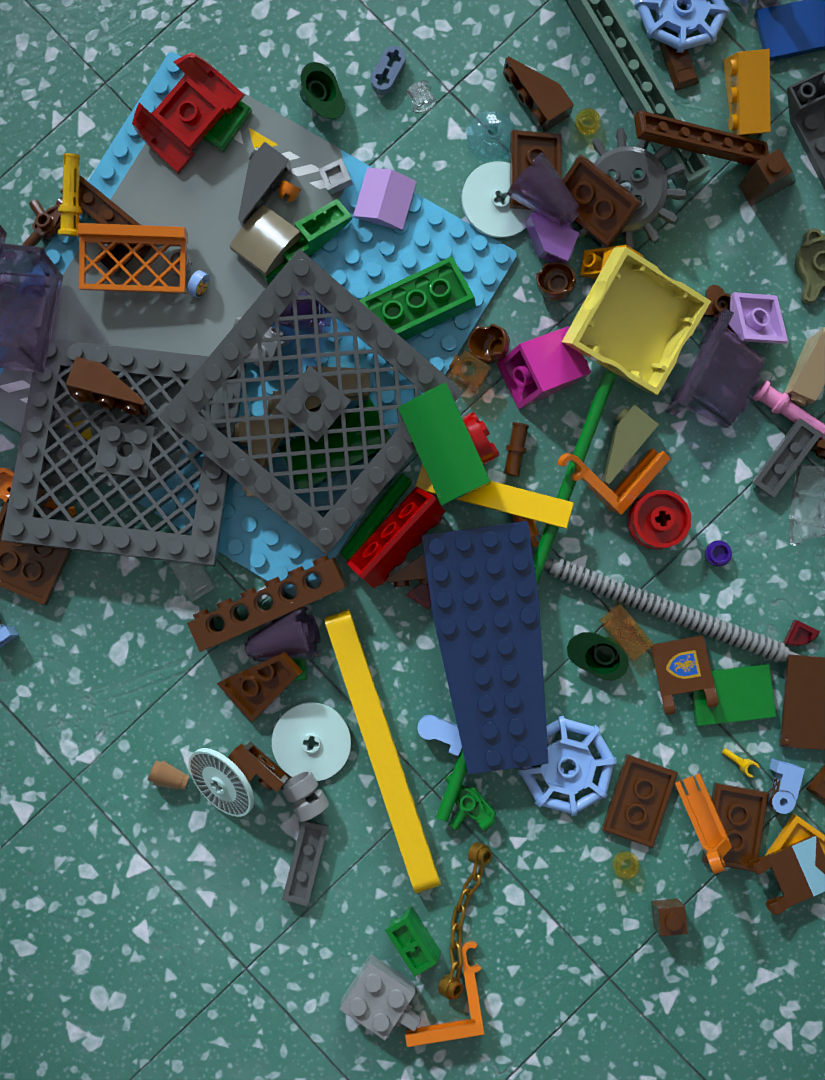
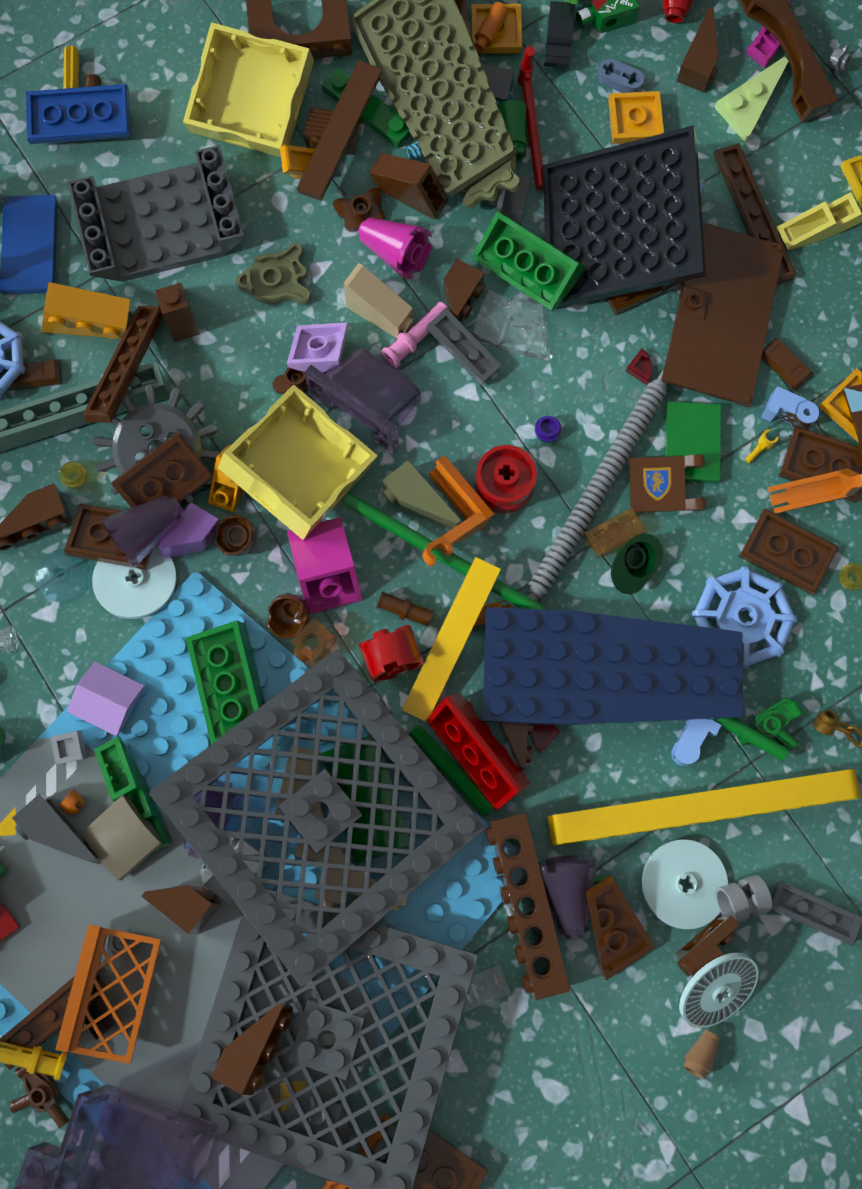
camera: 80 degrees left, 10 degrees down
(198, 284) = (153, 923): light blue tile -> none
(214, 305) = (185, 905): none -> reddish brown slope
(444, 444) = (392, 676): green slope -> none

